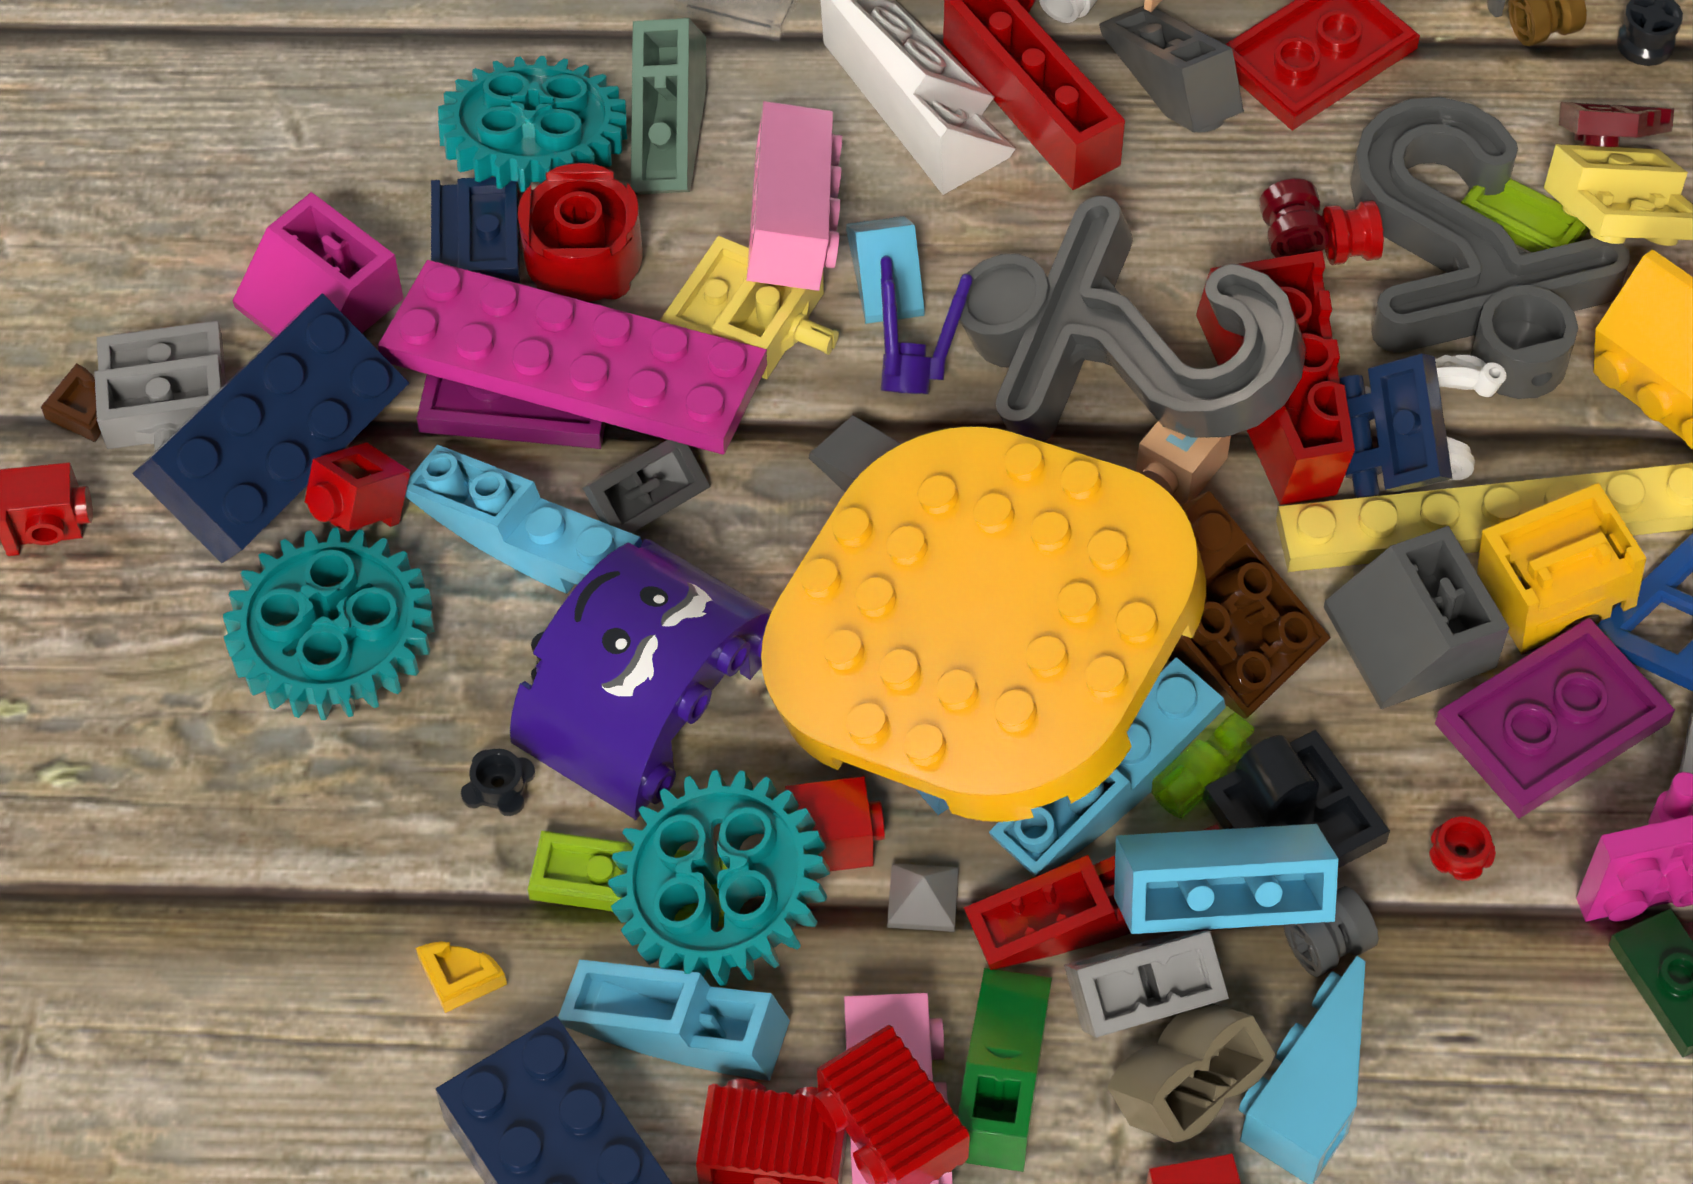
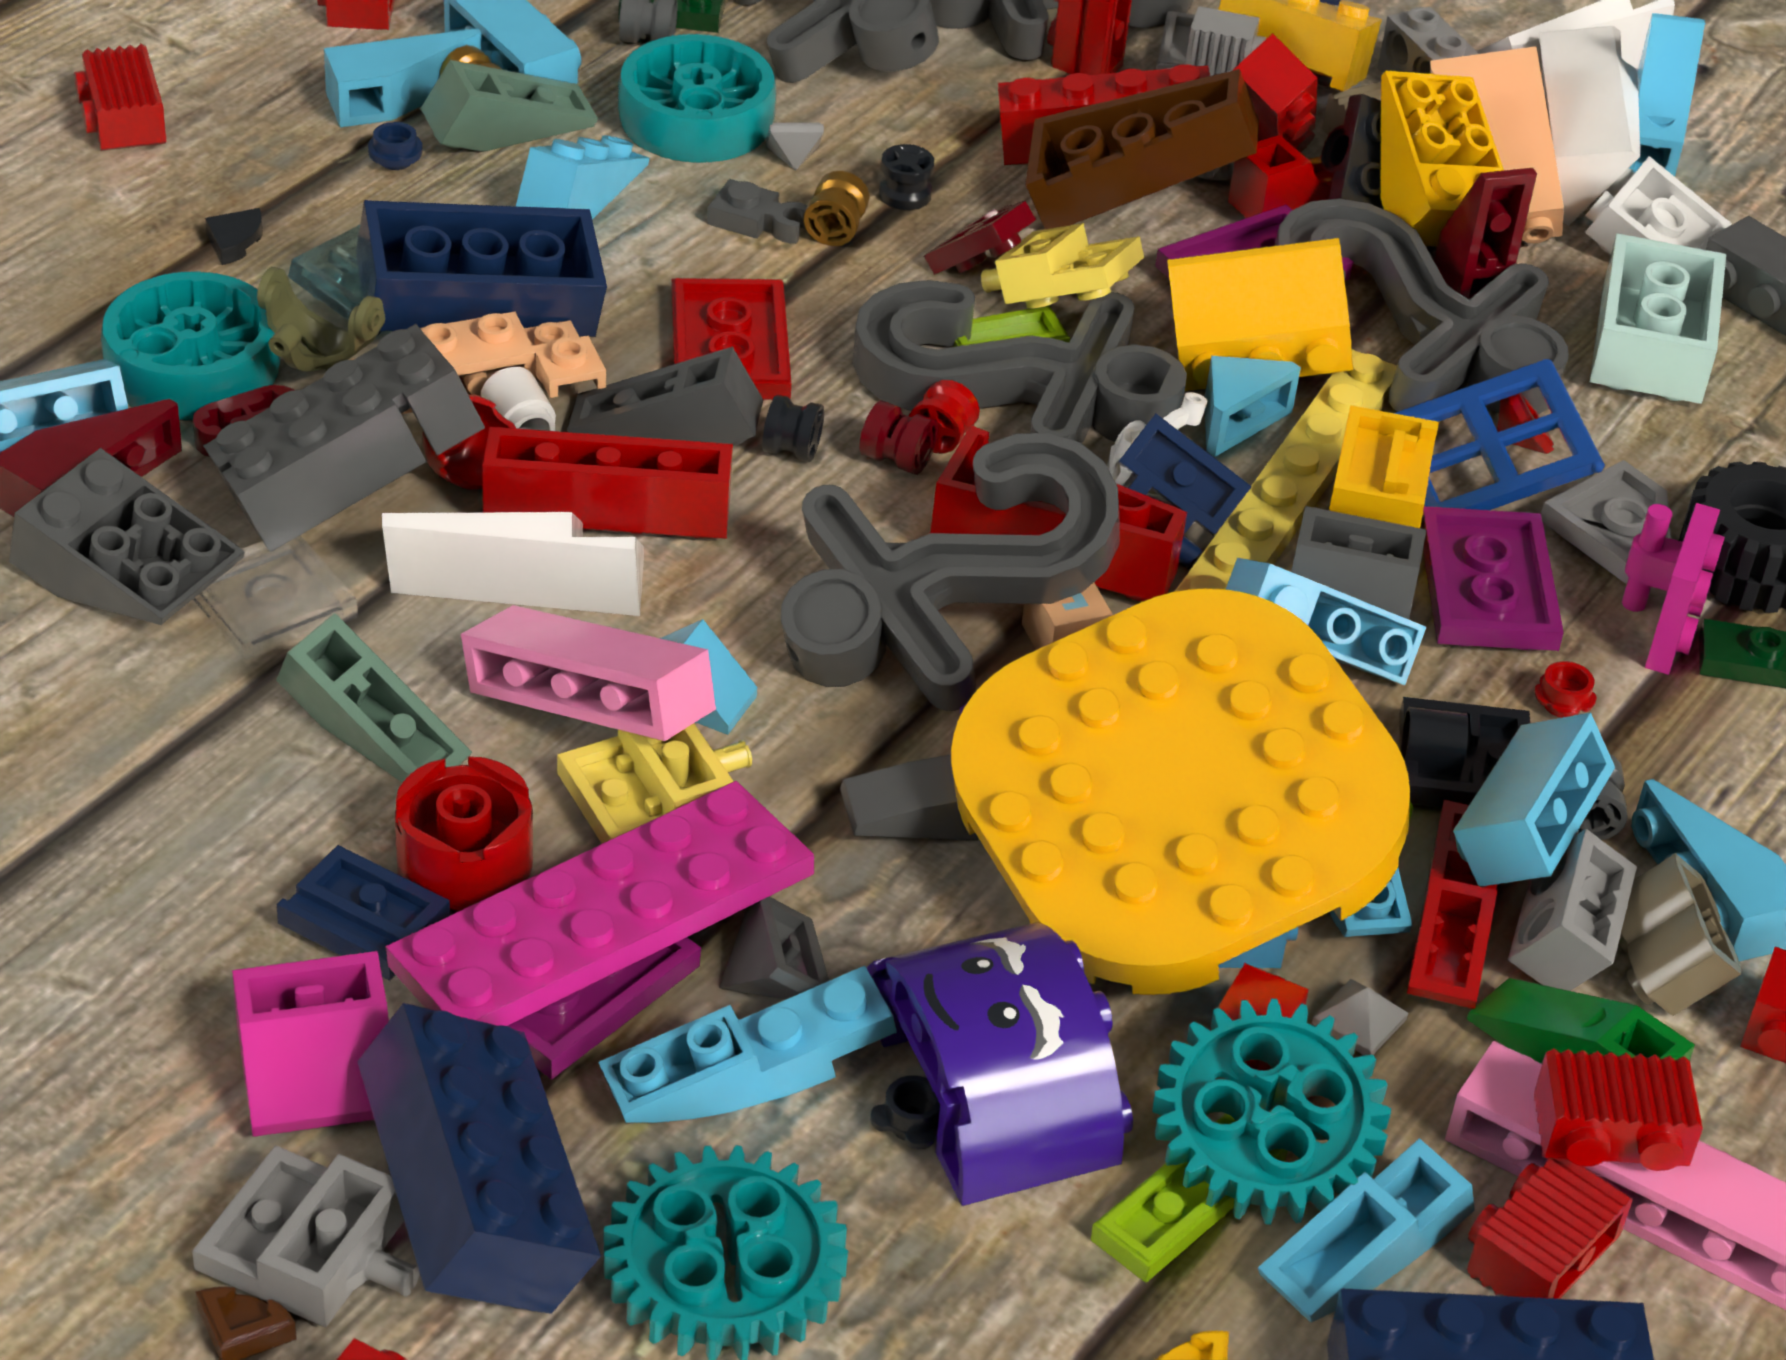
camera: 60 degrees left, 15 degrees down
(349, 496) = (607, 1148): red brick -> none
(495, 765) = (1015, 1213): black plate -> none
(531, 121) = (287, 802): teal gear -> none
(906, 364) = (823, 719): dark purple plant -> none
(1233, 150) = (793, 428): none -> black wheel
(1336, 618) = (1348, 627): none -> medium azure slope
(1600, 416) = (1246, 398): none -> medium azure slope

